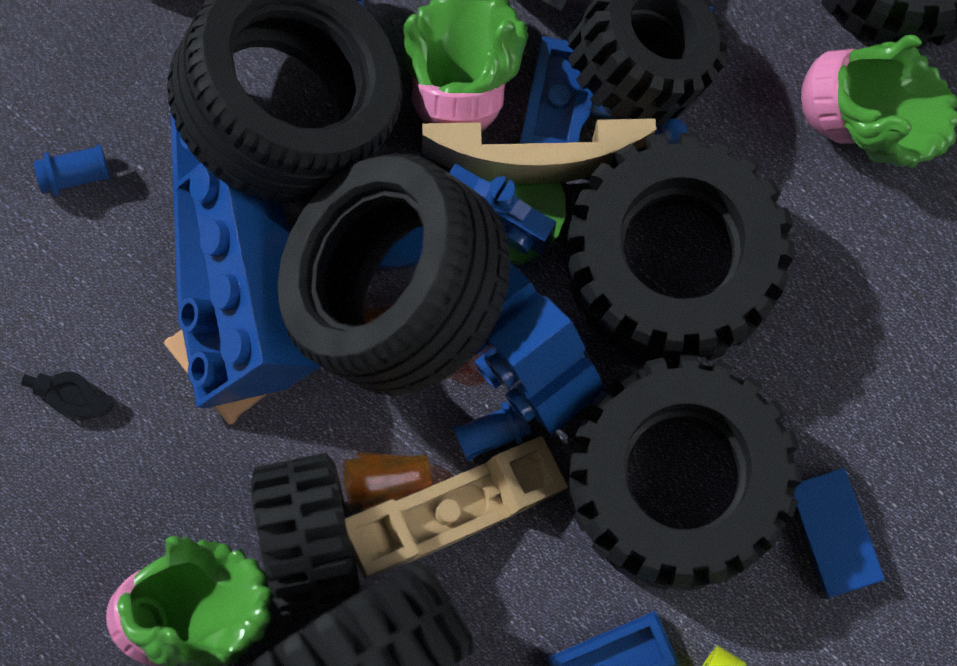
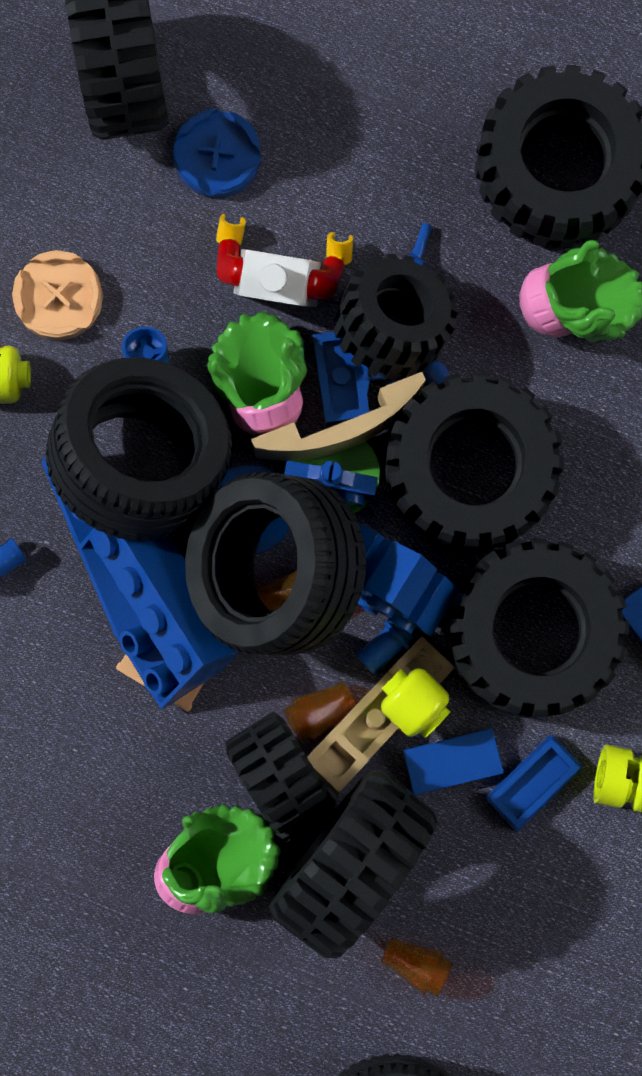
camera: 20 degrees left, 5 degrees up
(70, 395) = (61, 733): black piece -> none
(502, 506) = (415, 702): none -> neon yellow head
(523, 599) = (452, 761): none -> blue tile

